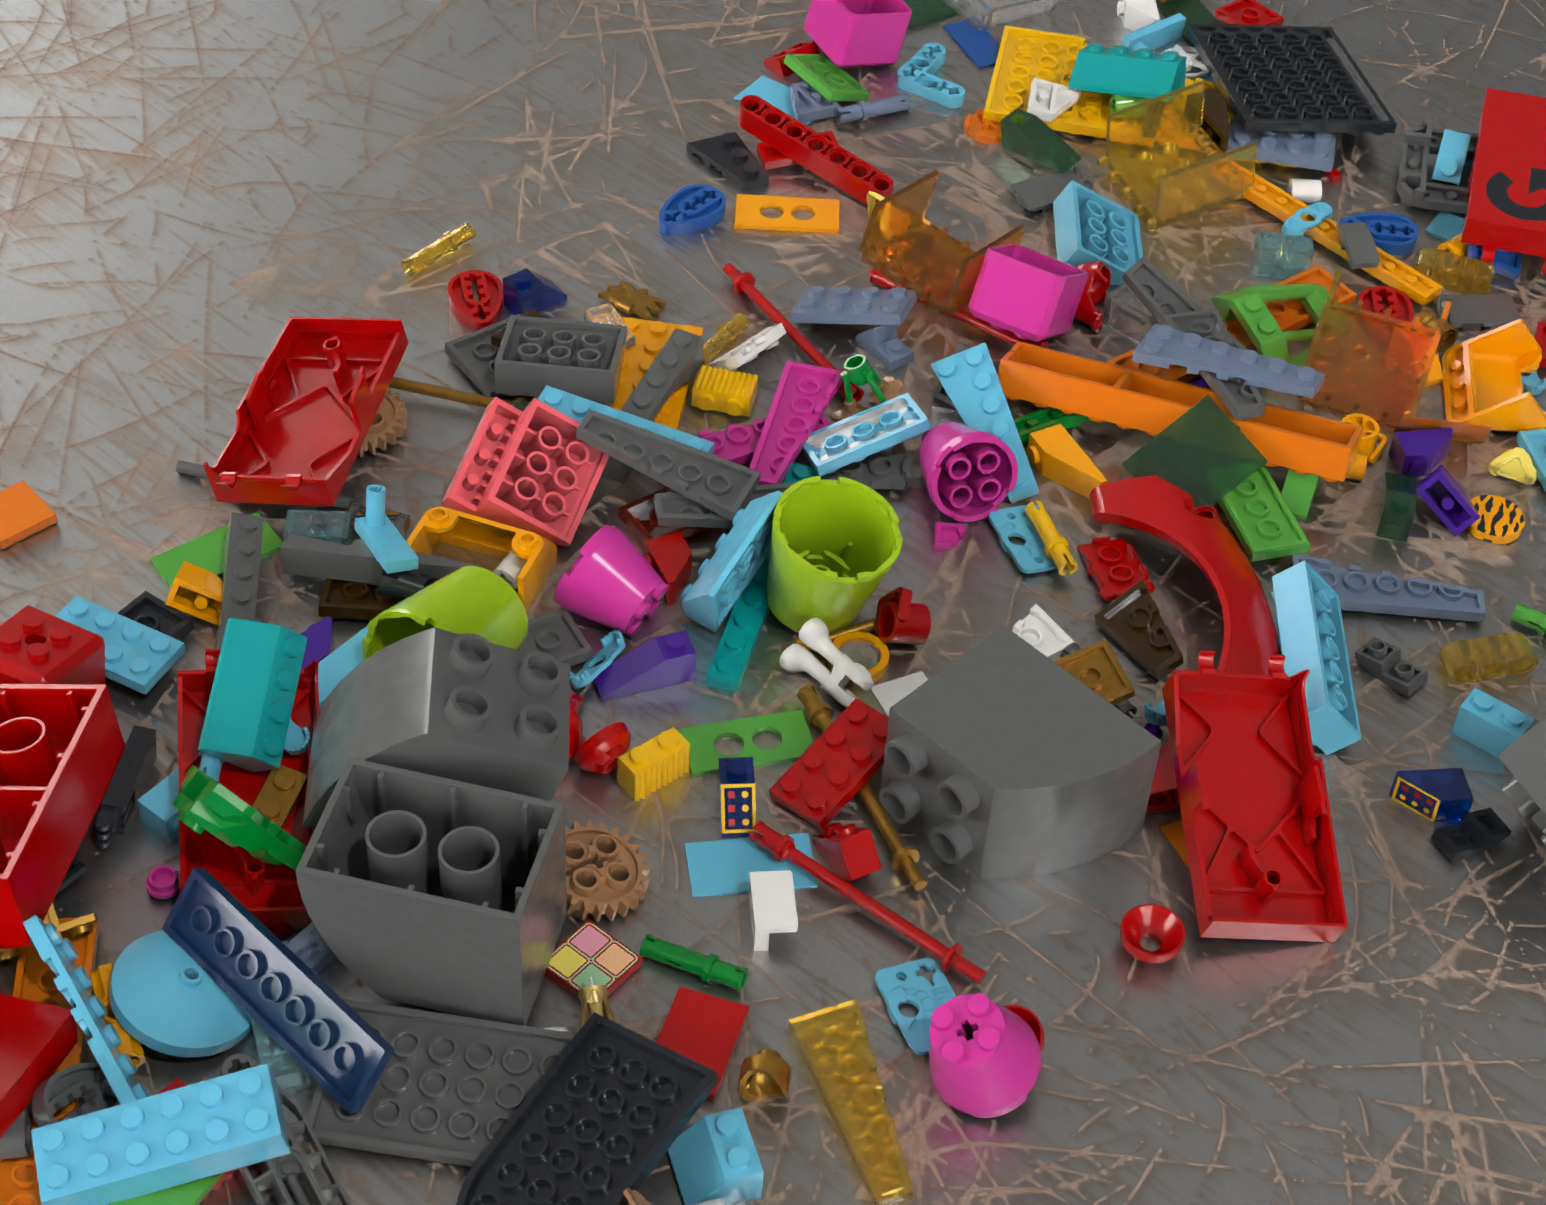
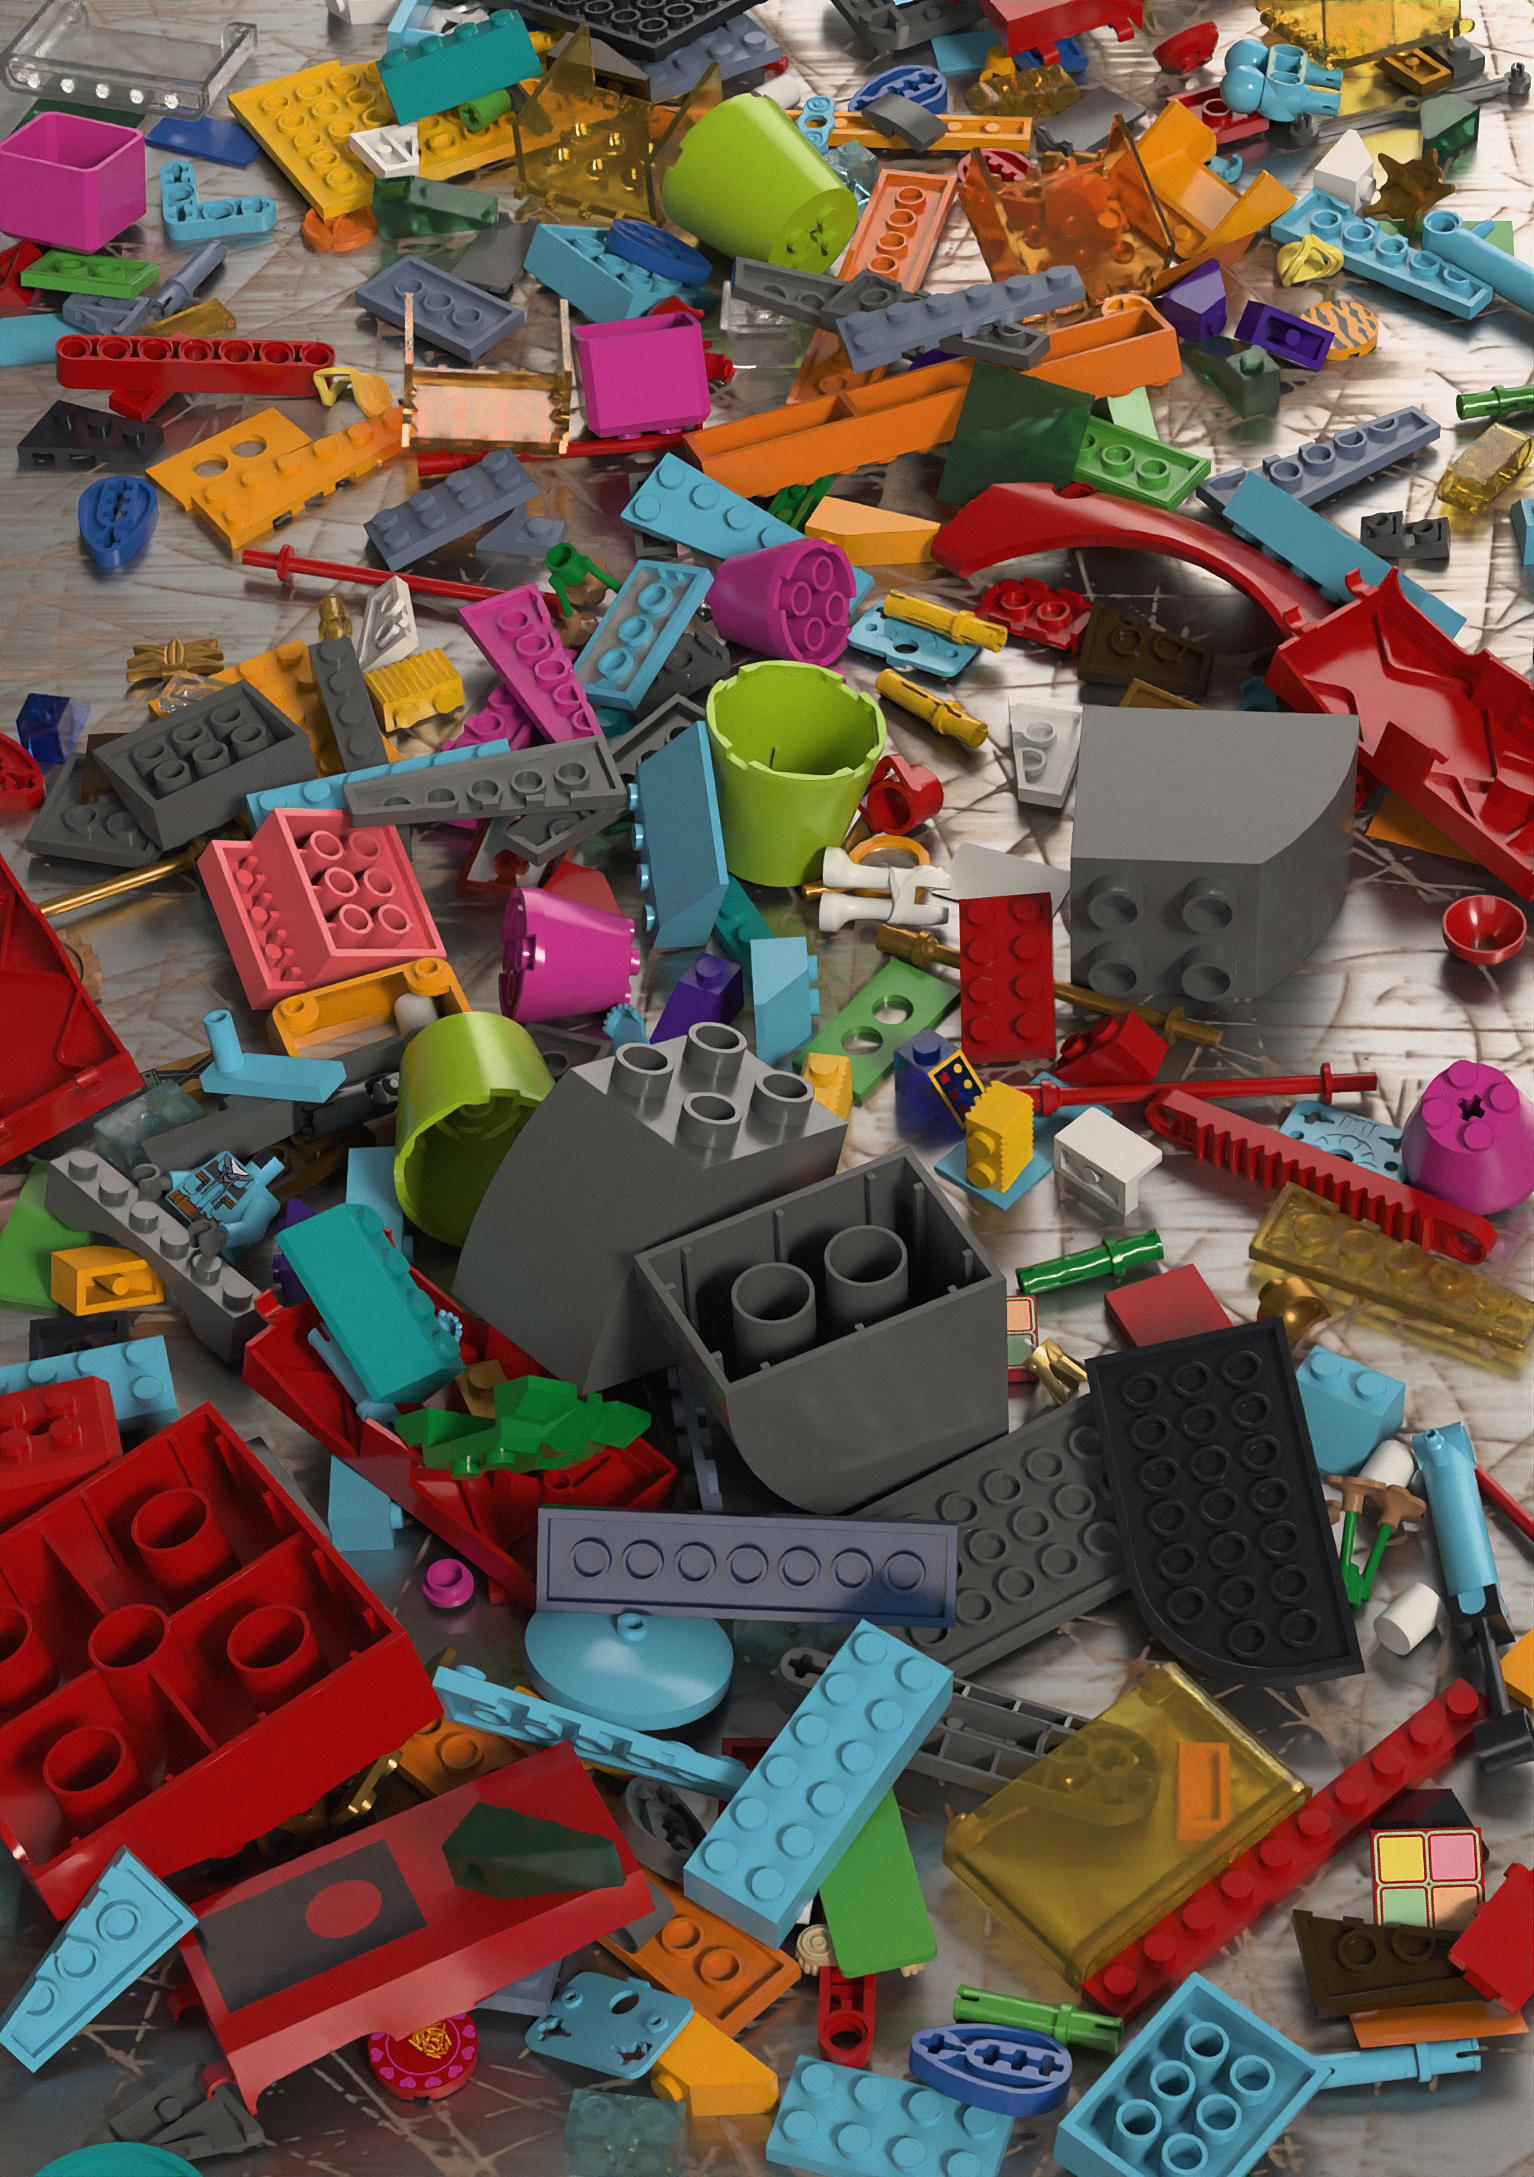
camera: 35 degrees left, 0 degrees up
(293, 593) = (219, 1200): none -> torso
(696, 686) = (782, 995): none -> medium azure slope
(716, 850) = (998, 1137): none -> yellow brick
(764, 241) = (251, 501): none -> light orange wing
(852, 134) = (201, 321): none -> clear yellow tile
(880, 1015) = (1355, 1189): none -> red gear
(984, 198) = (443, 307): none -> sand blue plate
(990, 591) = (943, 715): none -> yellow pin
(1133, 233) = (658, 251): none -> blue piece
(1212, 229) = (759, 188): none -> lime cone
(1260, 325) = (878, 248): bright green windscreen -> none

